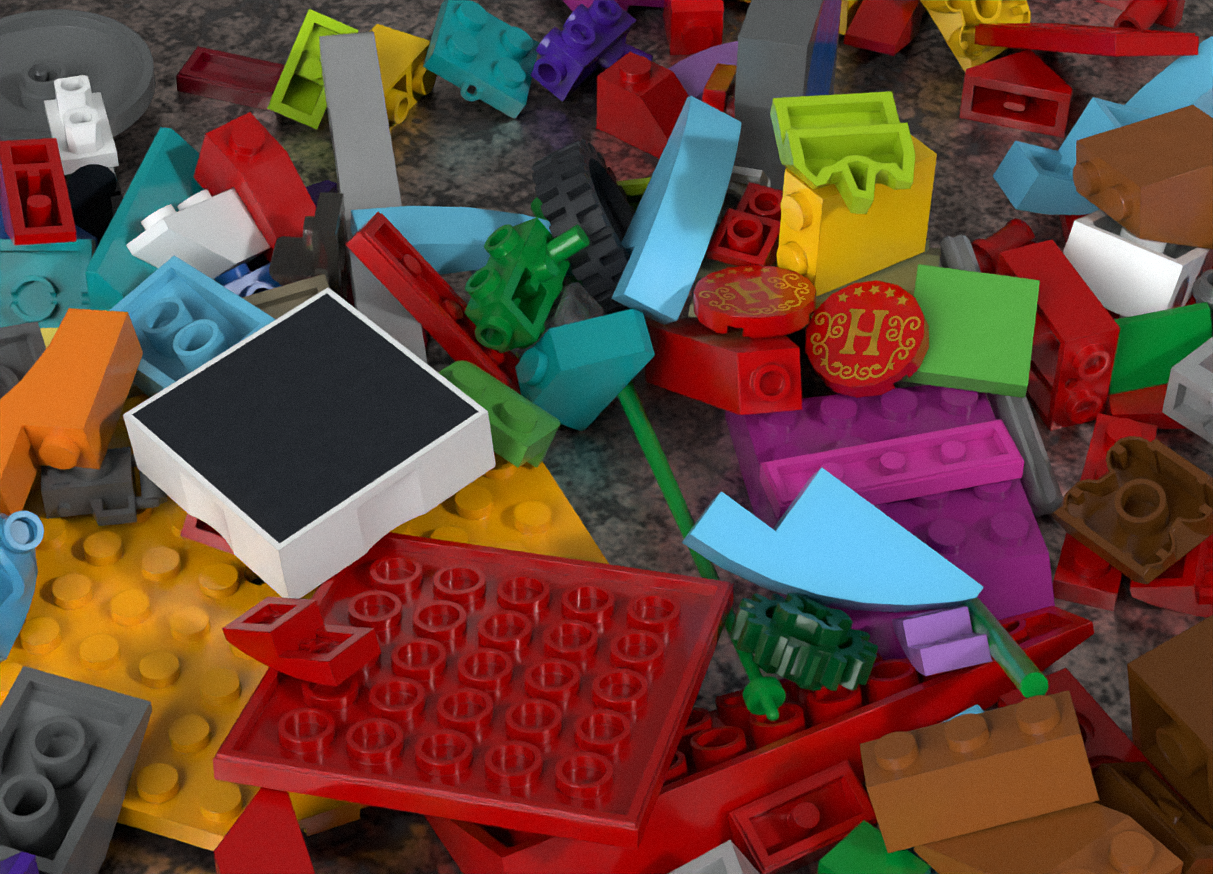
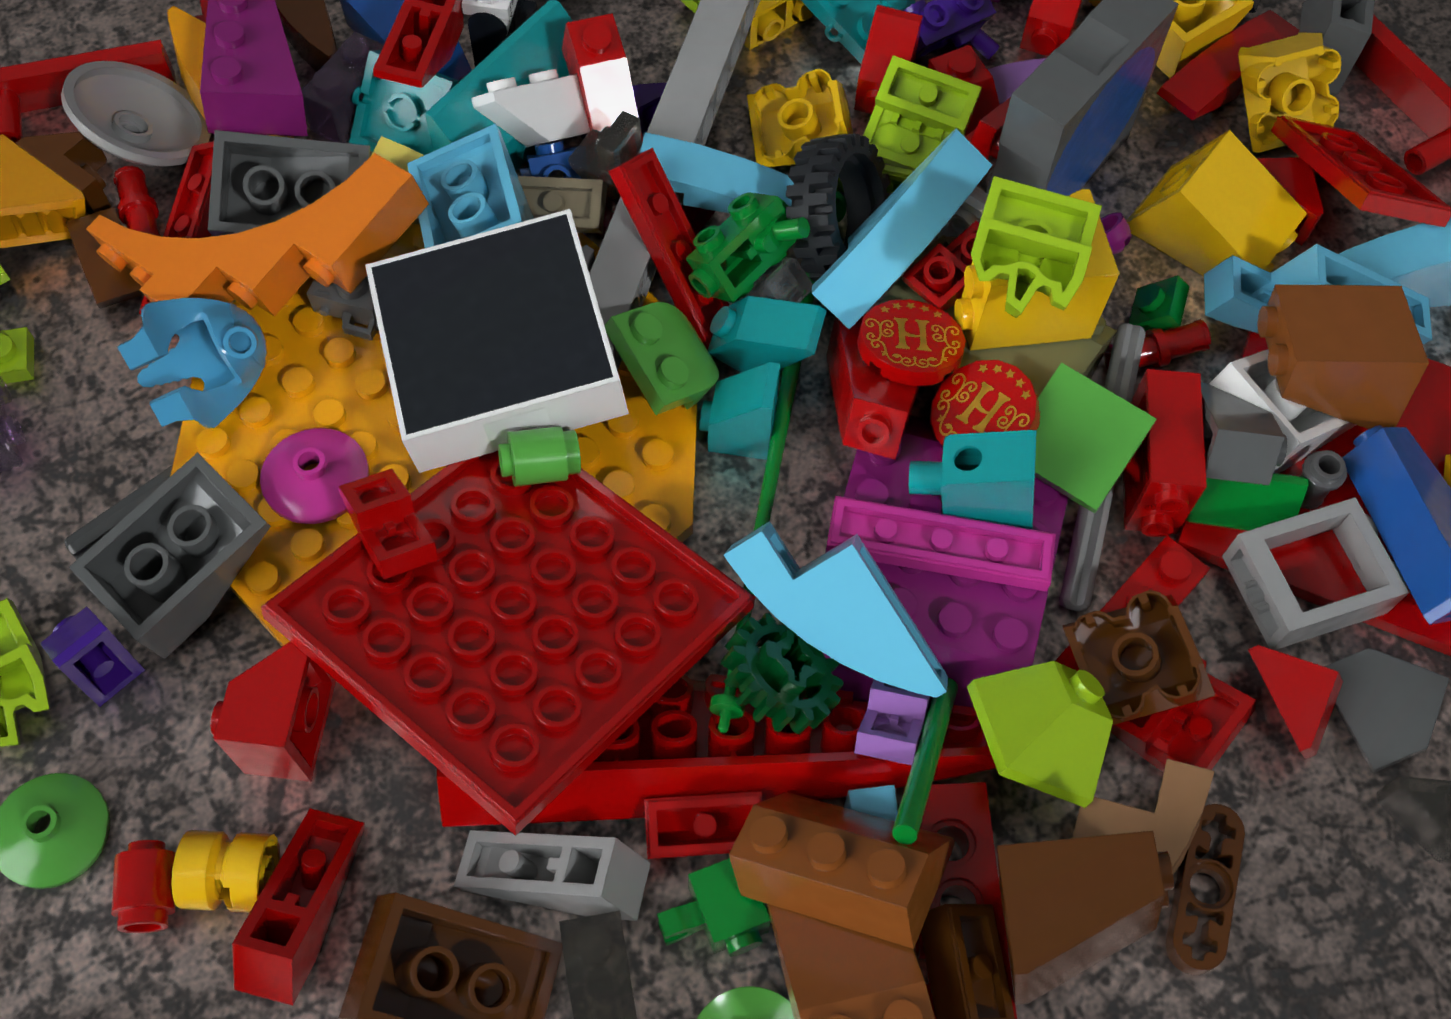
camera: 25 degrees right, 20 degrees up
(159, 660) = (315, 493): none -> dark pink dish
(425, 532) = (540, 455): none -> bright green brick
(485, 174) = (794, 115): none -> yellow slope
(551, 91) = (890, 34): none -> red slope
(604, 445) = (742, 412): none -> teal slope
(621, 118) = (917, 112): none -> lime slope
(906, 383) = (982, 477): none -> teal torso
(964, 215) = (1160, 304): none -> green plate
(973, 115) = (1218, 207): none -> yellow slope
(1097, 583) = (1045, 728): none -> lime slope
(1129, 282) = (1240, 438): none -> dark grey slope

